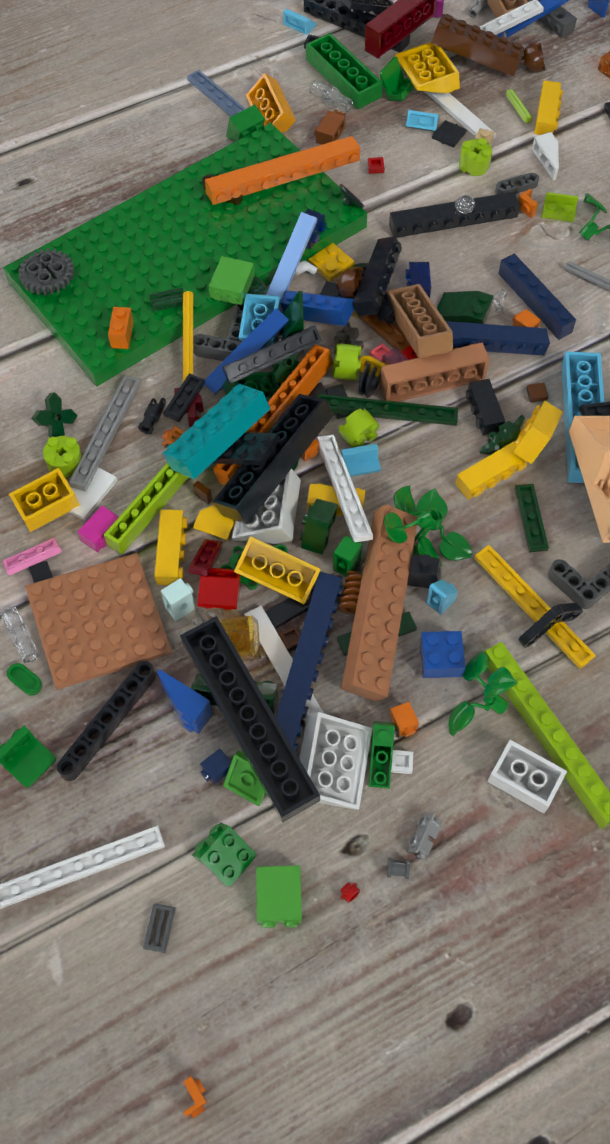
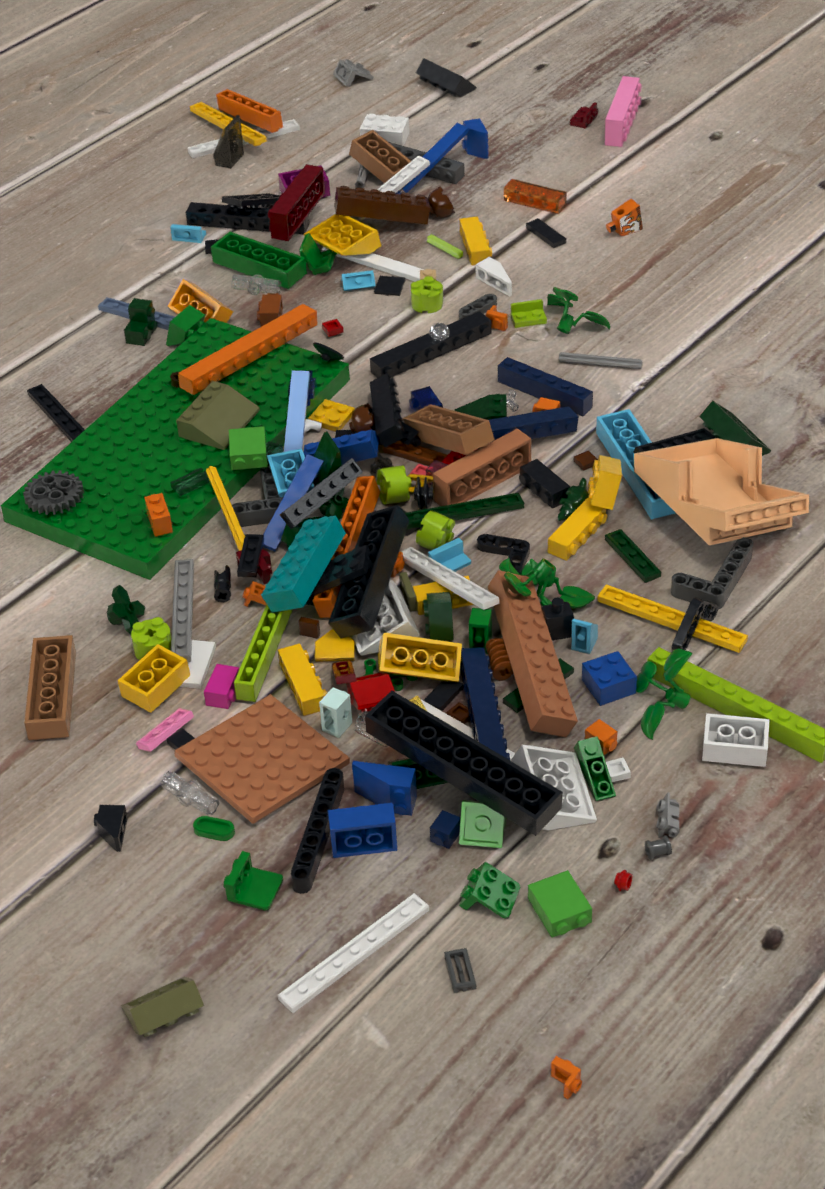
camera: 20 degrees left, 20 degrees down
(101, 178) = (55, 411): none -> black tile
(140, 741) = (362, 830): none -> blue brick
(212, 107) = (141, 322): none -> dark green brick
(221, 232) = (214, 414): none -> olive slope
(307, 477) = (408, 592): none -> olive tile
(422, 475) = (520, 548): none -> black beam

